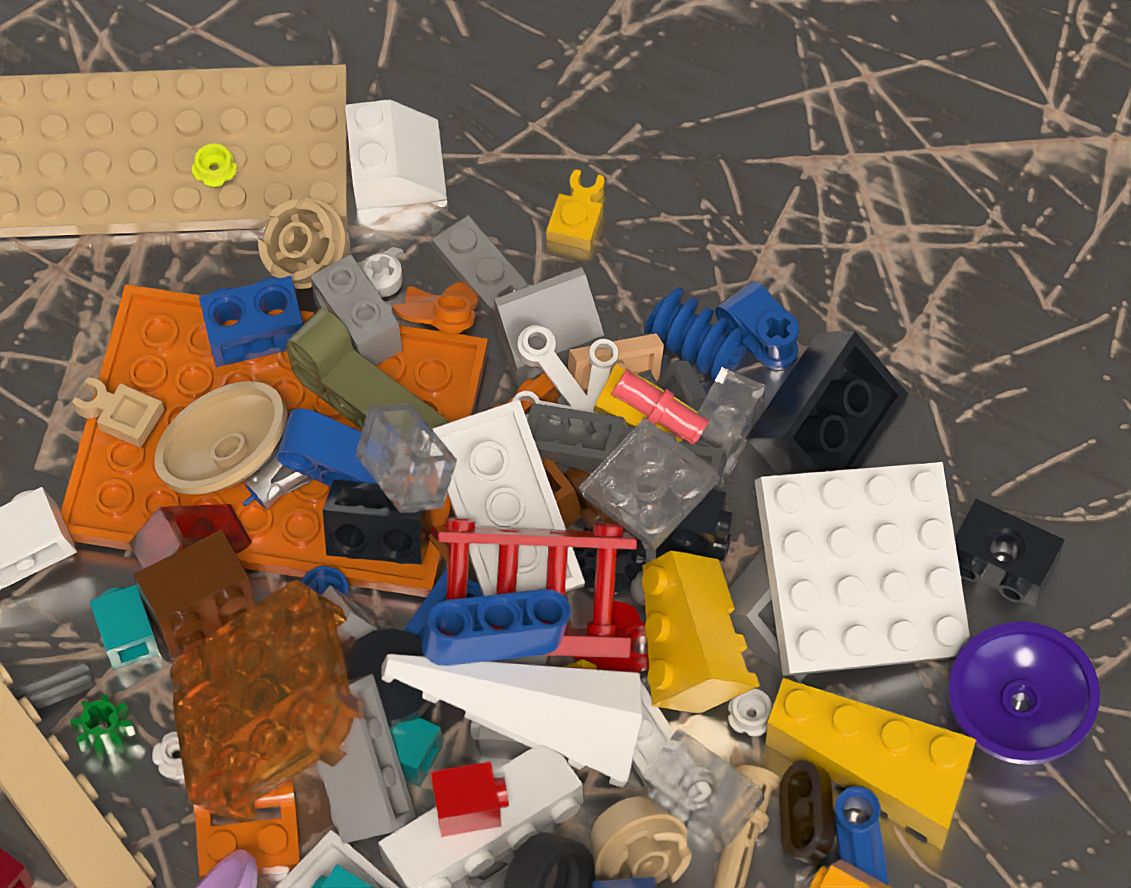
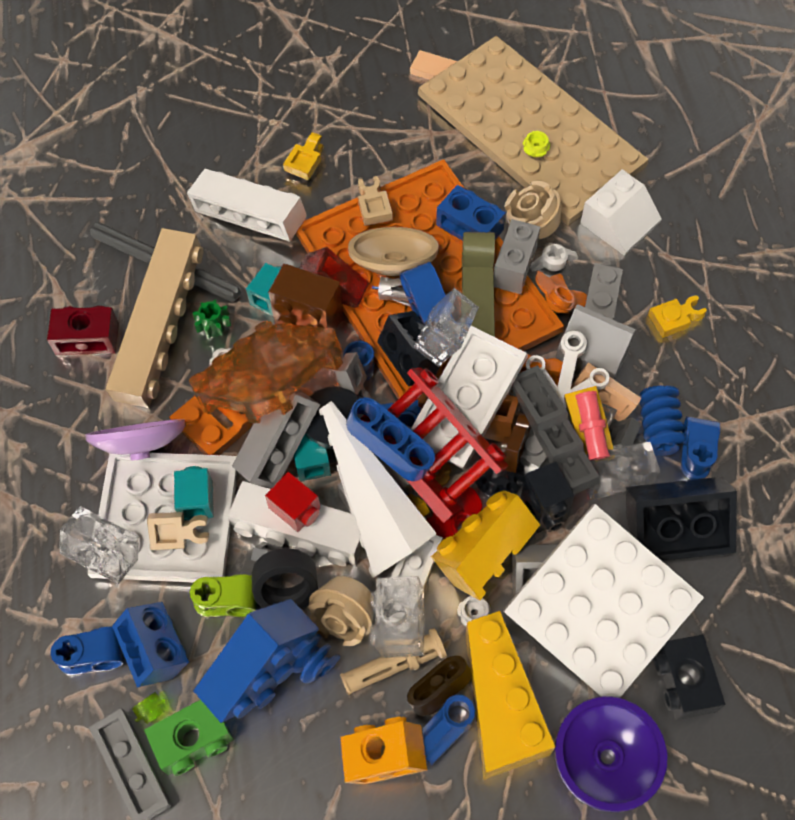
camera: 50 degrees right, 0 degrees up
(649, 483) = (540, 452): clear plate -> none

